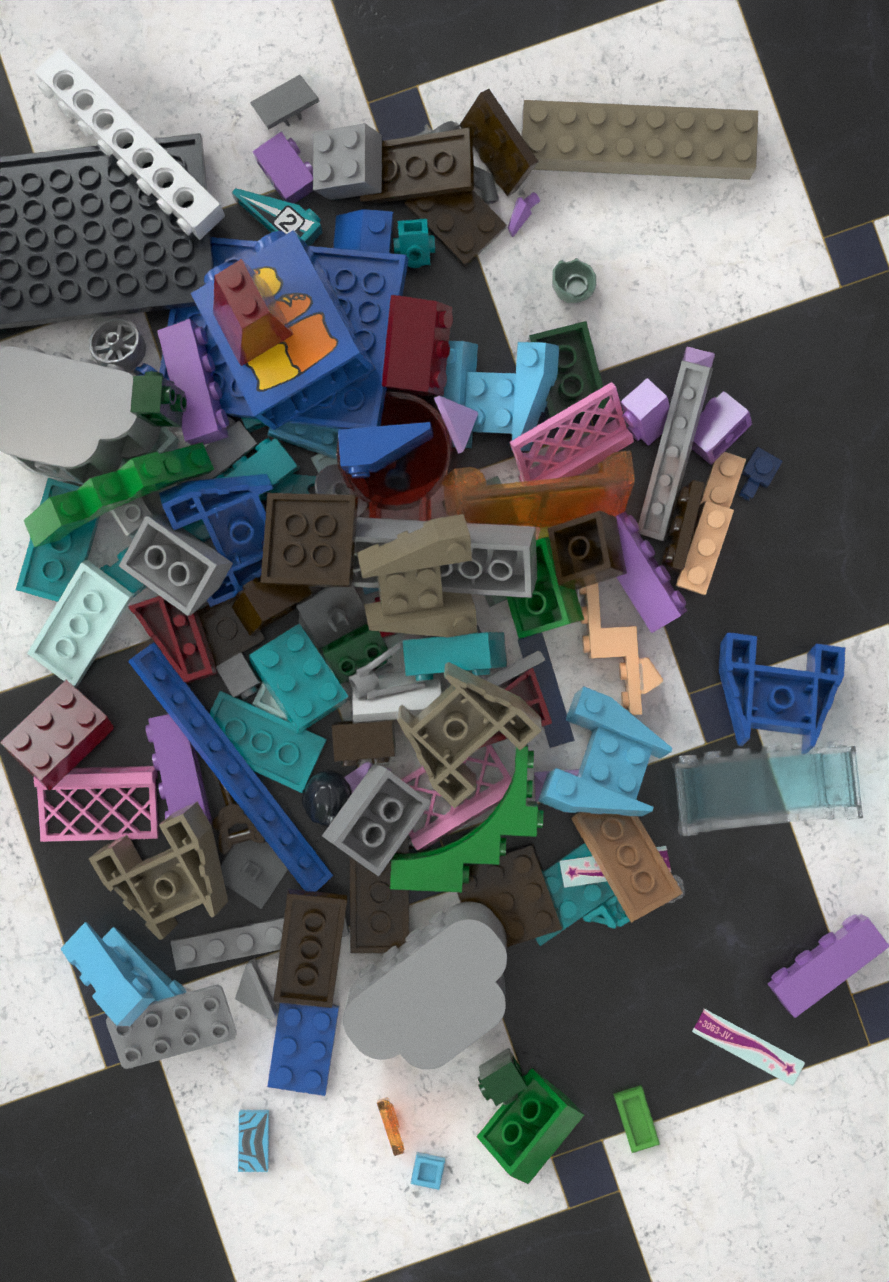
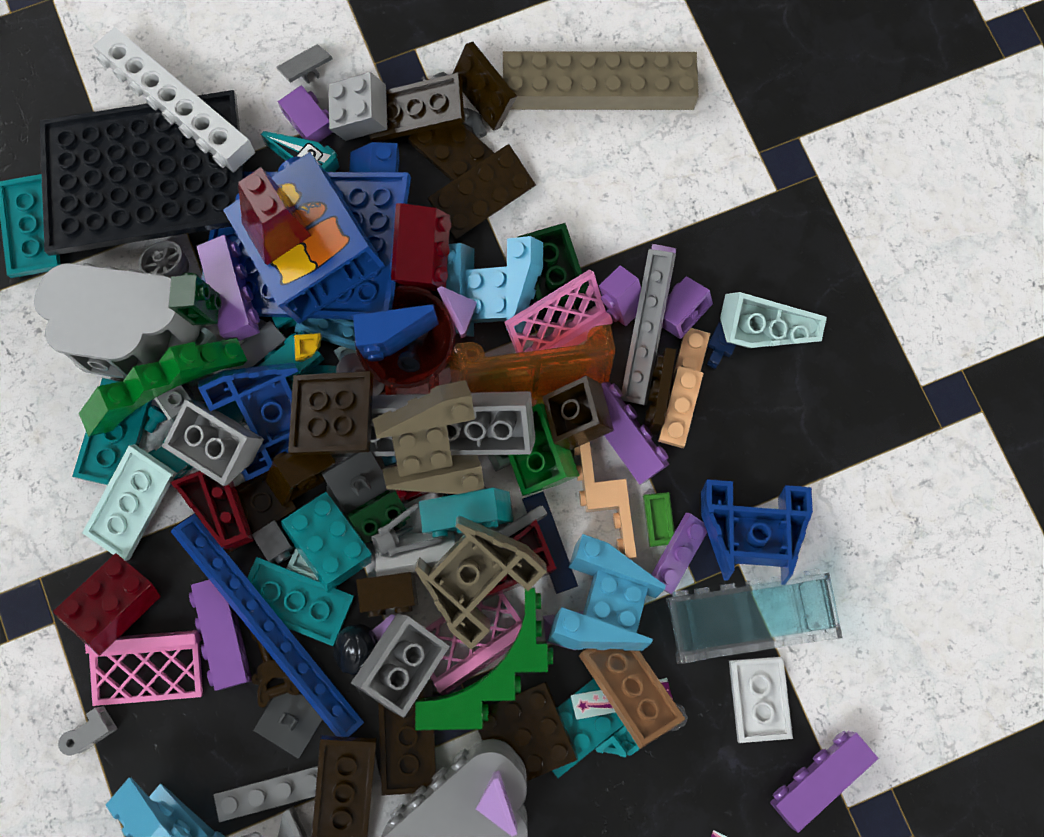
camera: 10 degrees left, 10 degrees down
(28, 876) = (87, 735): none -> light grey leg
(108, 525) = (156, 416): none -> teal piece
(171, 880) = (214, 732): dark tan wedge -> none
(281, 456) = (306, 346): none -> yellow tile
(414, 242) = (418, 167): teal brick -> none
(474, 974) = (496, 805): none -> lavender slope
(490, 273) = (482, 190): none -> dark brown plate
(522, 212) = (508, 137): medium lavender bar -> none
(573, 281) = (553, 194): sand green hair -> none
(648, 675) = (639, 519): light nougat slope -> none
(672, 668) = (658, 519): none -> bright green tile
(691, 710) = (679, 552): none -> medium lavender plate
(767, 874) = (760, 699): none -> white tile
(806, 451) = (763, 323): none -> light aqua wedge

